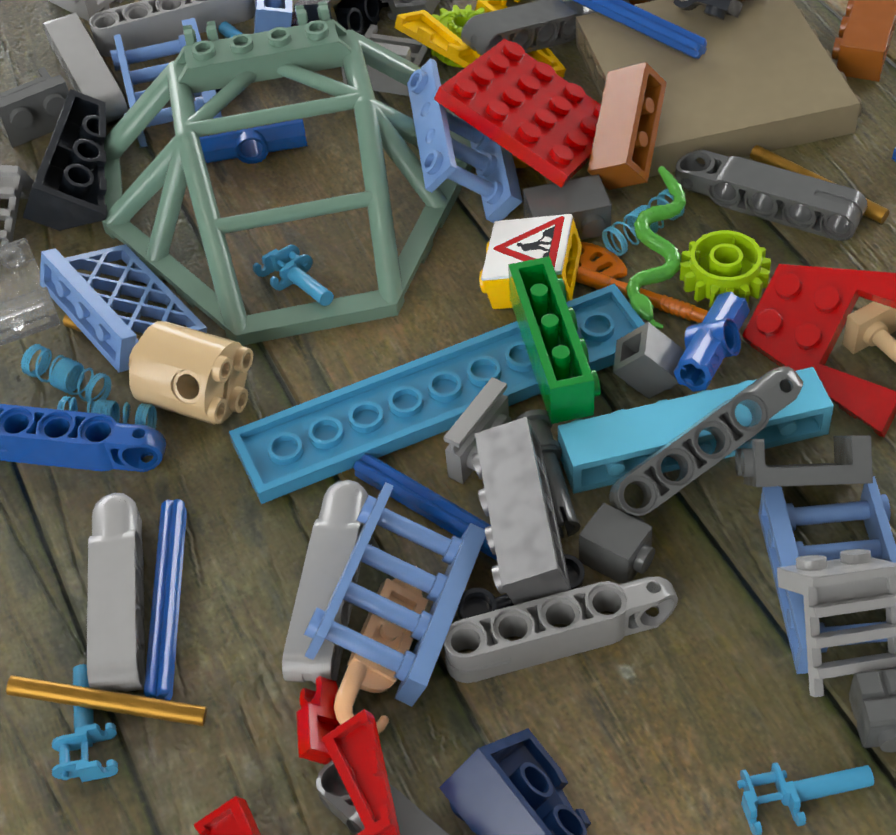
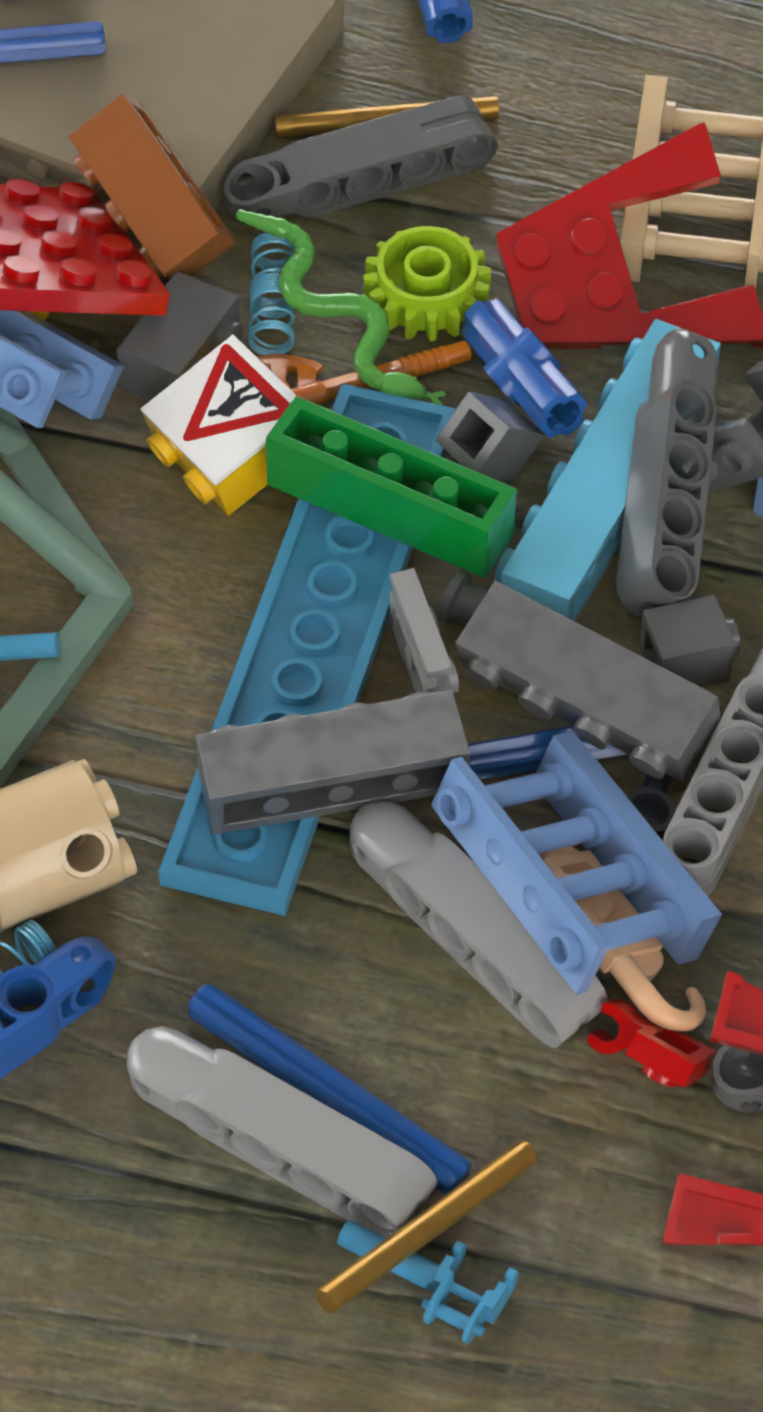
camera: 55 degrees left, 5 degrees up
(354, 443) = (328, 760): none -> flat silver brick

